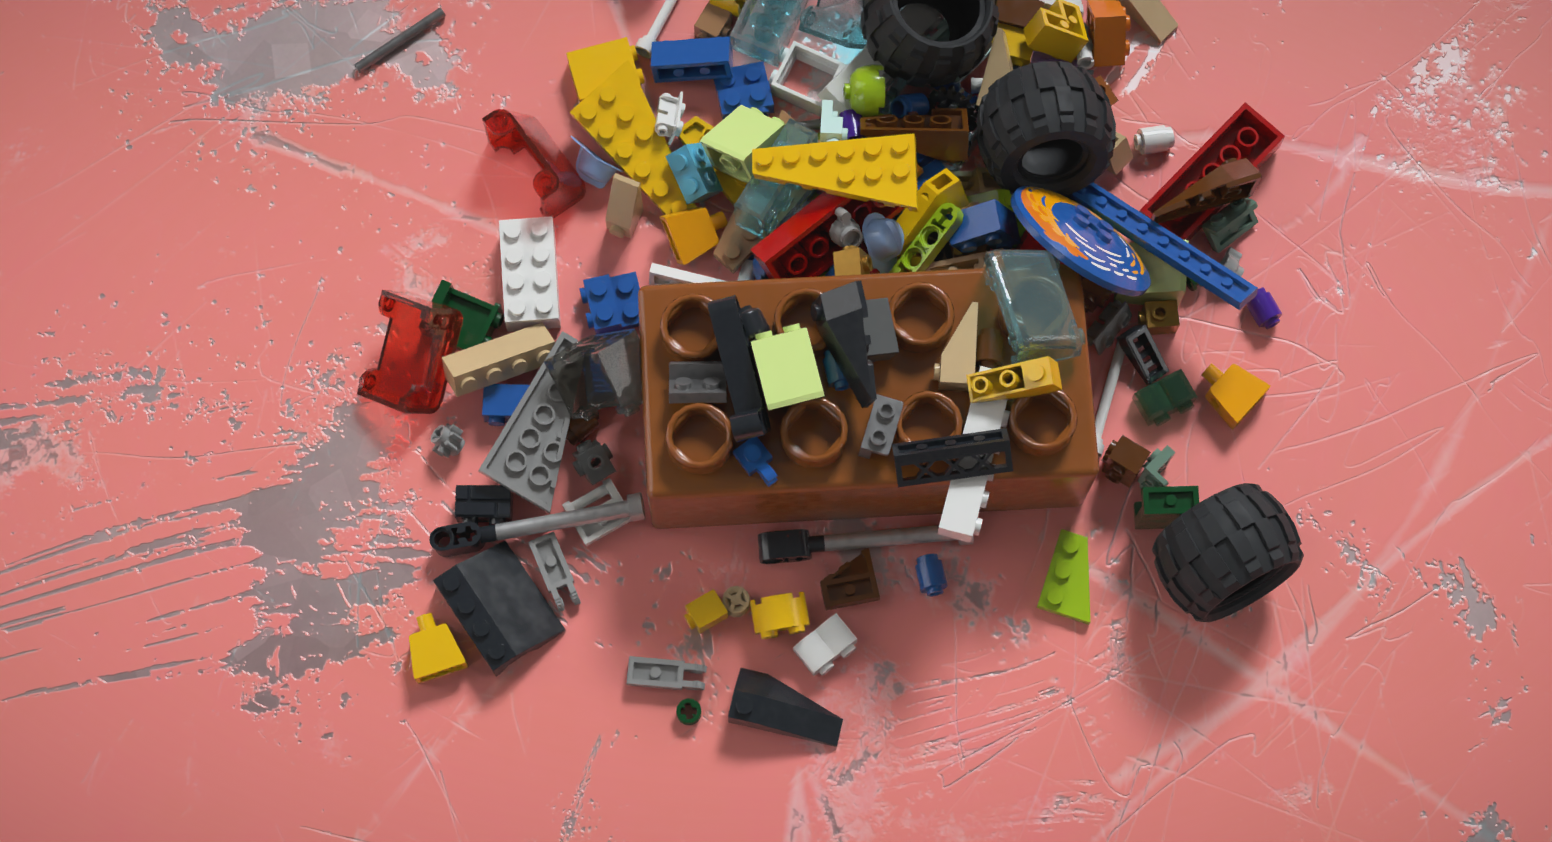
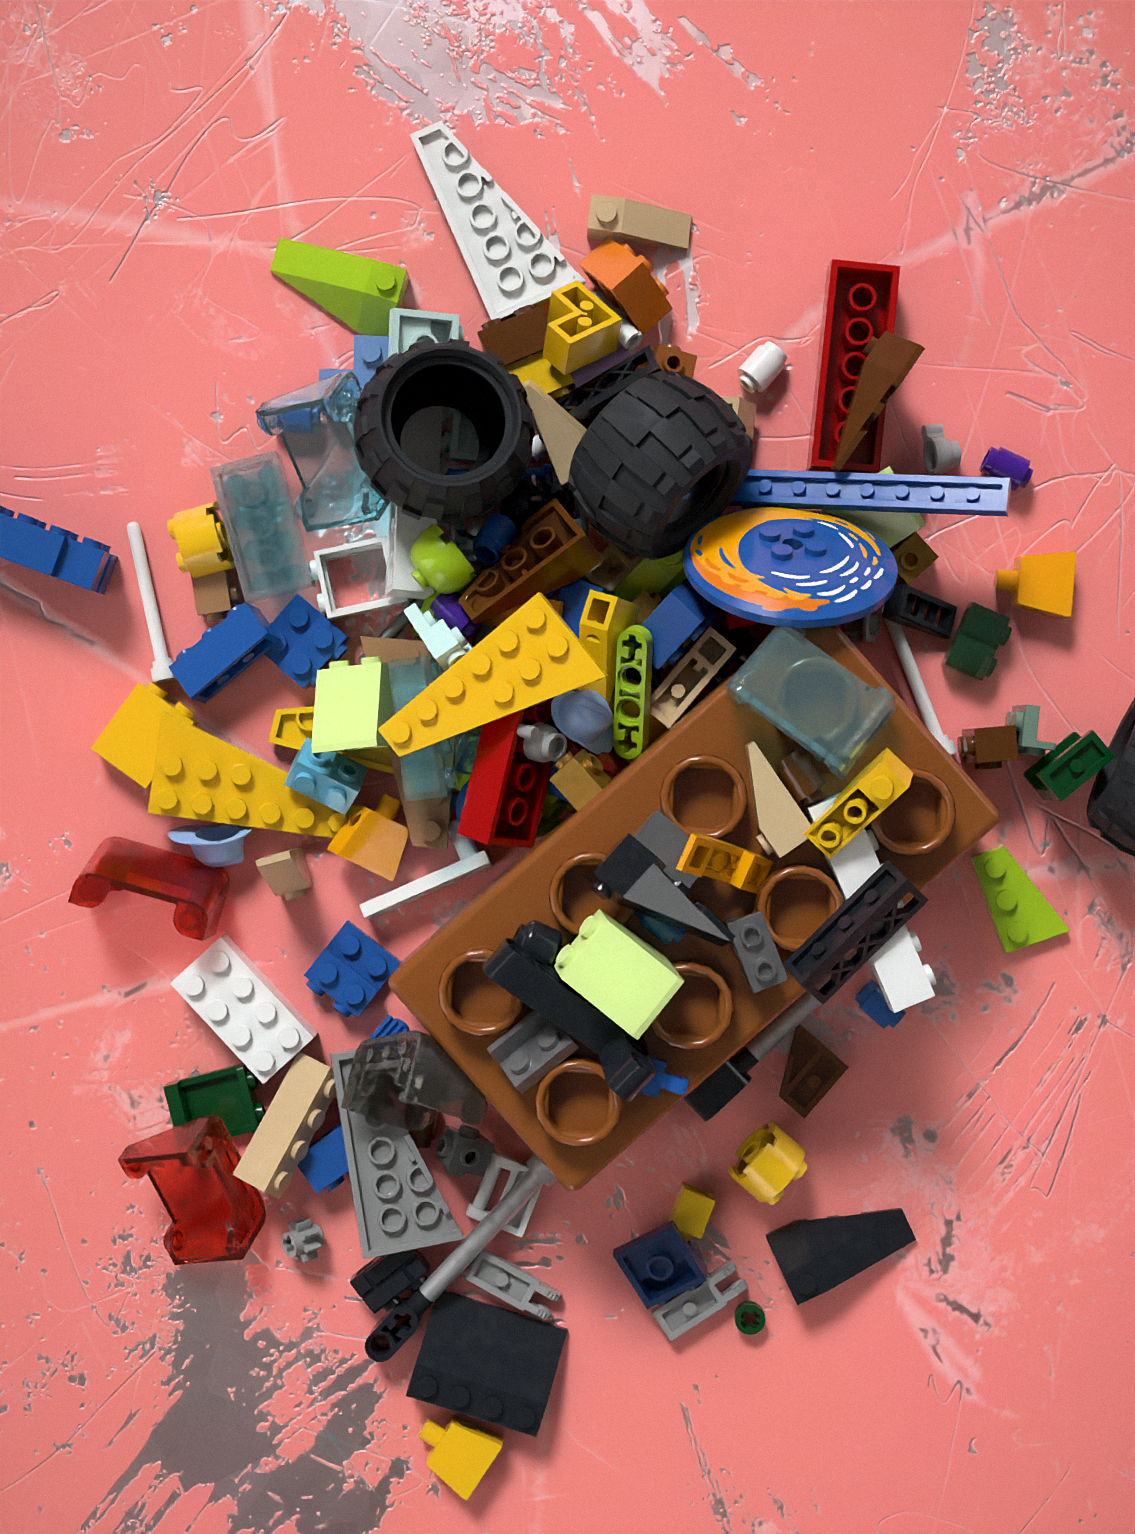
camera: 35 degrees left, 15 degrees up
(660, 626) = (661, 1264): none -> dark blue plate
(669, 111) = (259, 743): white hinge -> none
(736, 596) = (713, 1184): tan wheel -> none
(825, 645) = (832, 1153): white brick -> none
(901, 351) = (724, 862): none -> light orange slope
(1230, 223) = (908, 404): sand green bracket -> none

